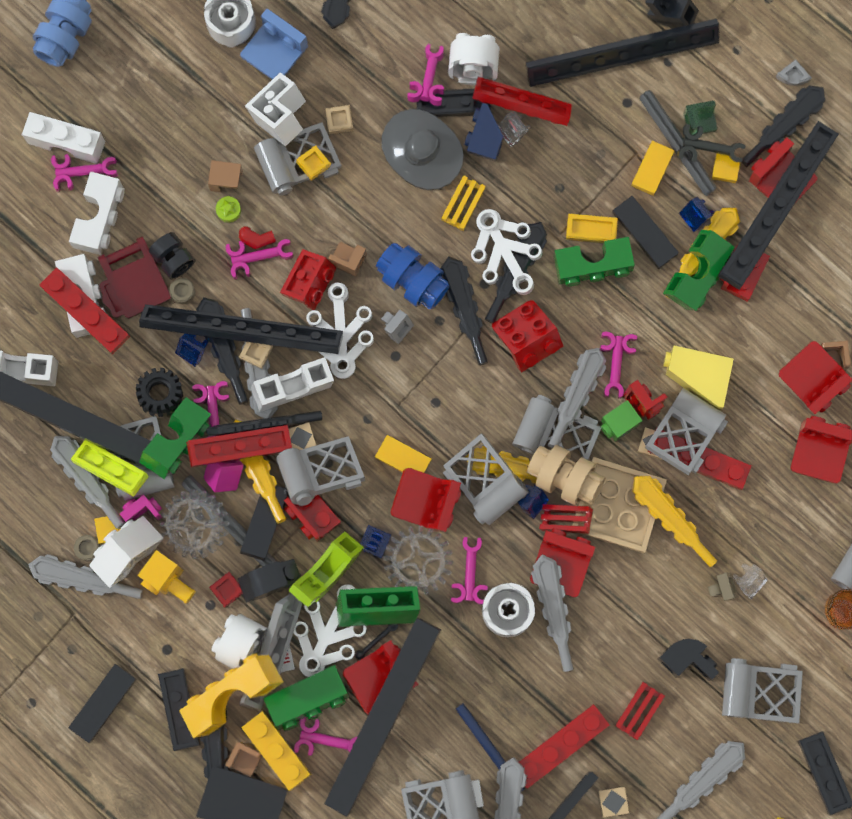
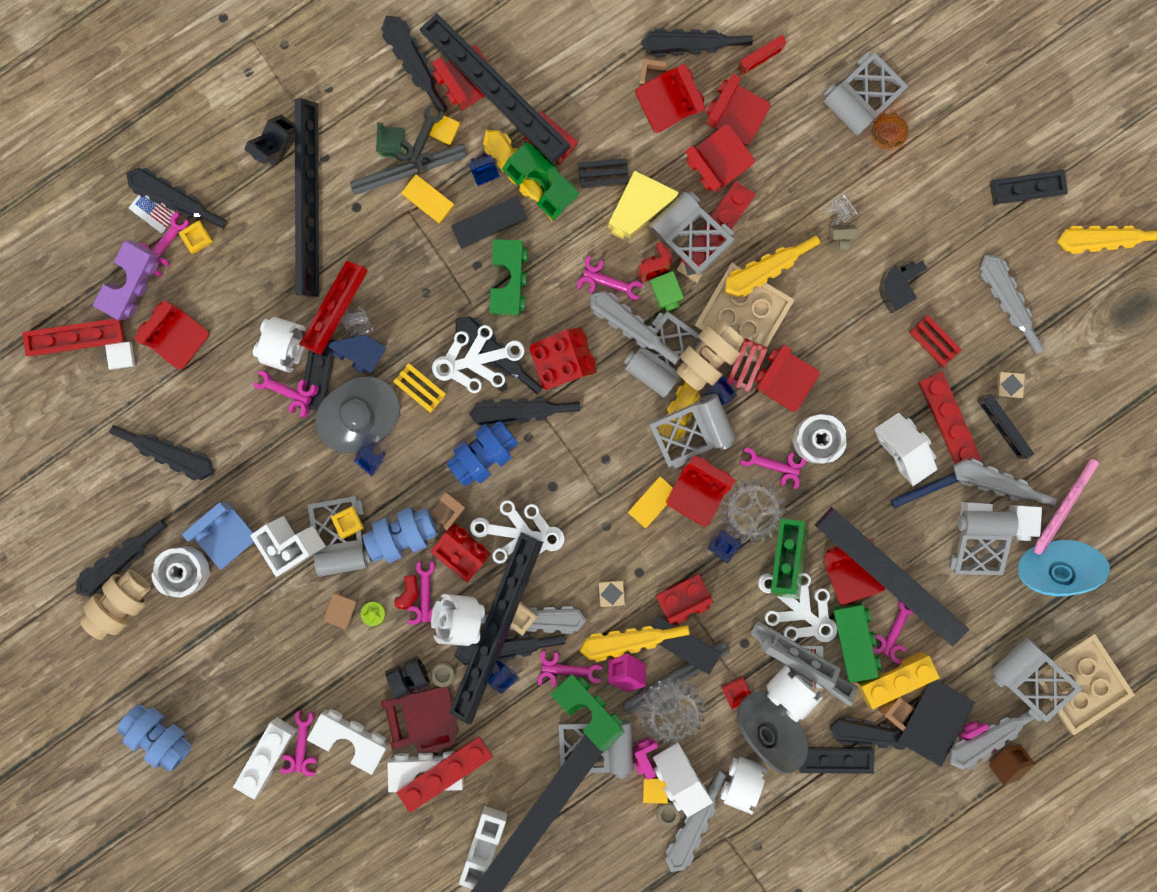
camera: 80 degrees left, 10 degrees up
(96, 493) = (590, 808): light grey sword -> none
(102, 703) = (815, 829): black tile -> none
(109, 468) = (601, 779): neon yellow tile -> none
(135, 613) = (745, 784): none -> white brick
(162, 576) = (715, 752): yellow brick -> none
(163, 406) = (527, 727): black tyre -> none
(191, 630) = (772, 733): none -> dark grey hat
(207, 711) = (839, 692): yellow arch -> none
(238, 446) = (610, 655): red plate -> none
(240, 288) = (457, 620): none -> white brick
(244, 426) = (591, 635): black sword -> none
(268, 579) = (740, 652): black brick -> none
(282, 389) = (561, 591): white arch -> none
(299, 473) = (652, 603): light grey piece -> none
(307, 206) = (390, 539): none -> medium blue piece
(327, 570) = (744, 598): lime arch -> none
(339, 119) = (308, 487): tan tile -> none
(360, 654) = (824, 582): black hinge -> none
(379, 168) = (368, 460): none -> clear blue tile
(397, 325) = (526, 479): light grey tile -> none
(520, 704) = (907, 447): none -> white brick
(550, 593) = (812, 395): light grey sword -> none
(591, 228) = (473, 272): yellow tile -> none
(732, 327) = (601, 164): none -> black tile
(741, 688) = (939, 244): light grey piece -> none
(767, 442) = (720, 158): none -> red bracket
(794, 74) = (366, 40): light grey tile -> none

